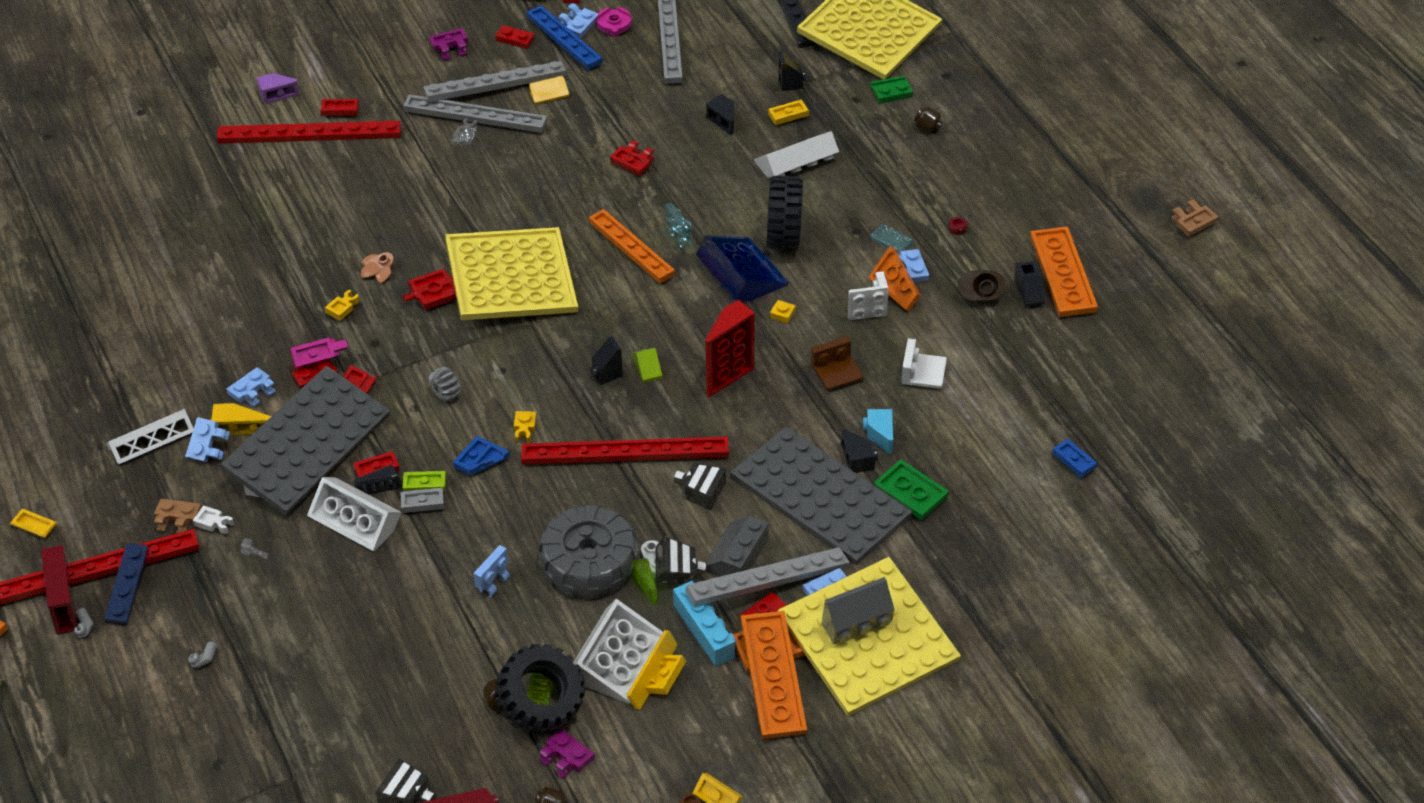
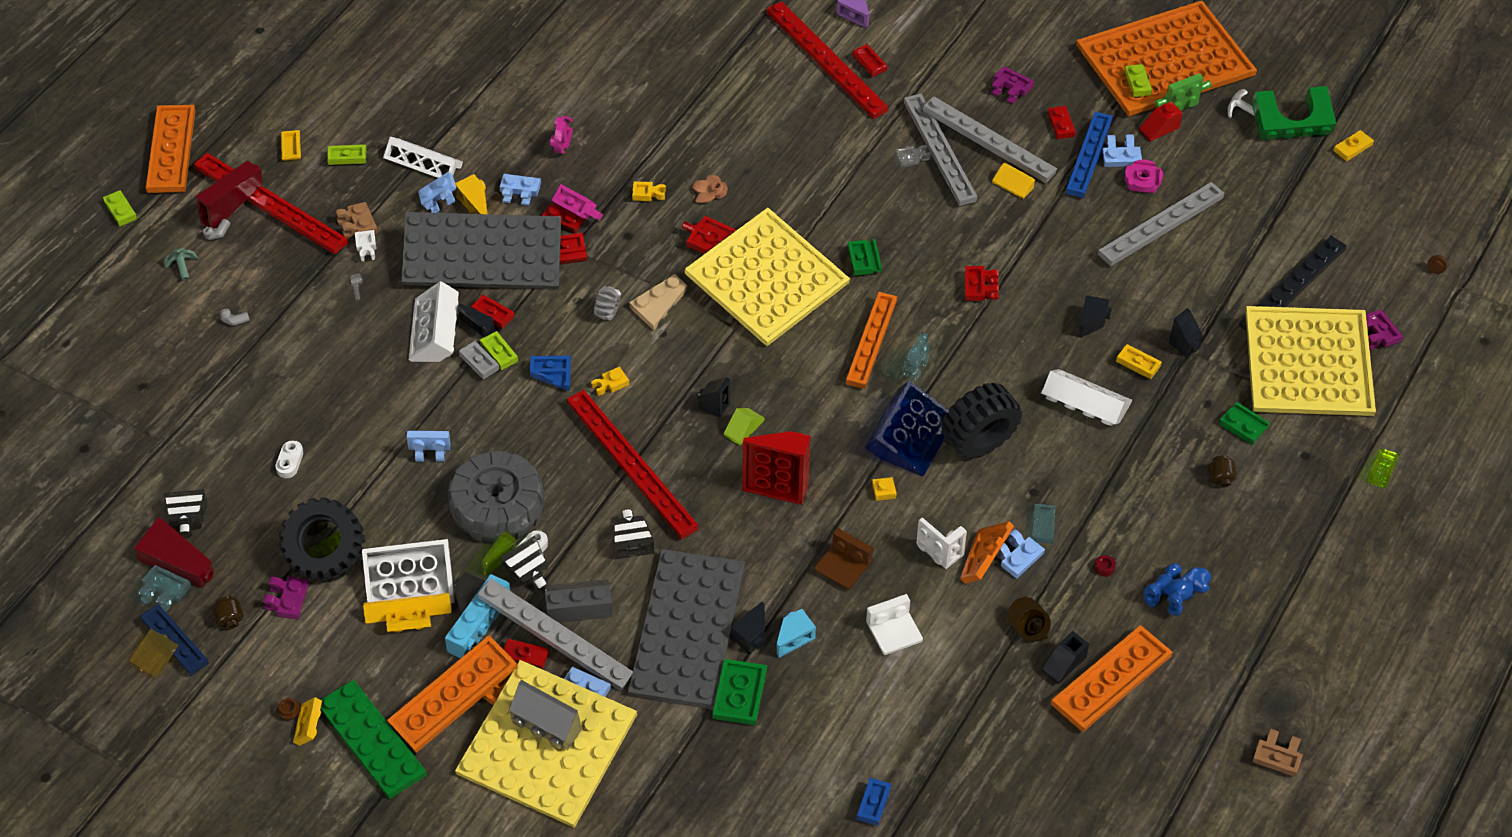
camera: 55 degrees right, 5 degrees up
(89, 486) = (347, 154): none -> lime plate
(91, 664) = (179, 256): none -> sand green plant
(126, 584) = (267, 231): dark blue plate -> none
(229, 325) = (562, 134): none -> dark pink plate
(407, 685) = (289, 457): none -> white plate
(467, 355) = (656, 302): none -> tan wing
(543, 209) = (864, 257): none -> green plate
(674, 618) = (466, 589): none -> clear smoke slope
(769, 758) = (372, 739): none -> green plate
(991, 43) = (1382, 469): none -> clear neon green slope
(1017, 195) = (1177, 589): none -> blue animal

